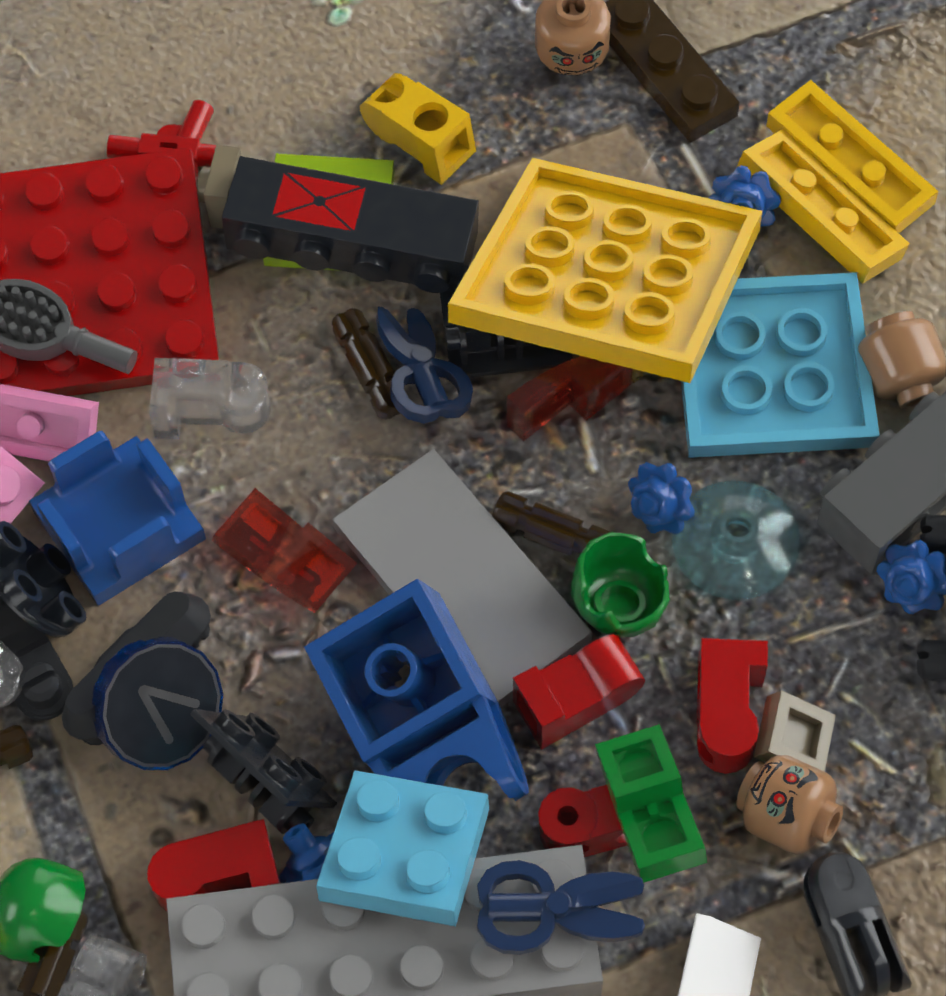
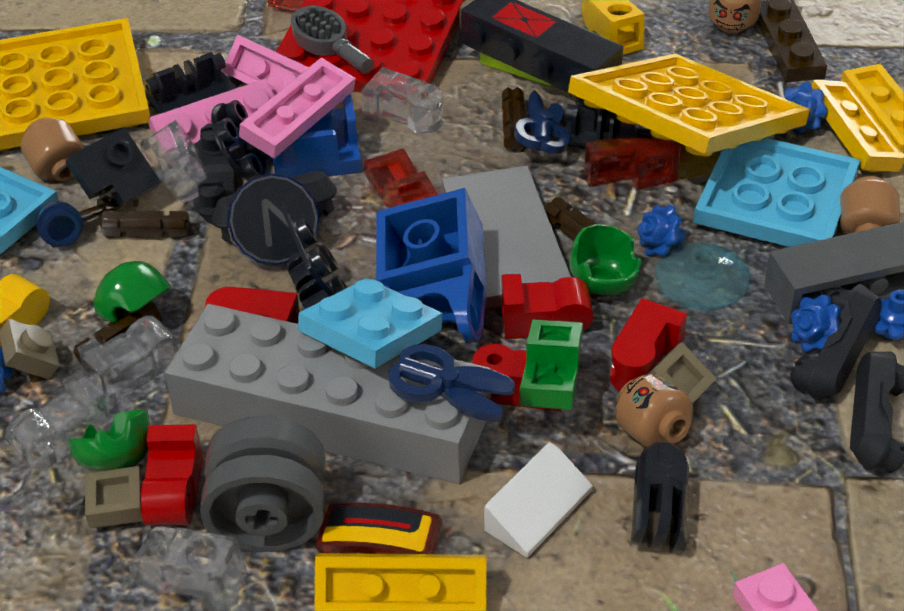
camera: 25 degrees right, 20 degrees down
(97, 507) = (296, 107): none -> bright pink plate

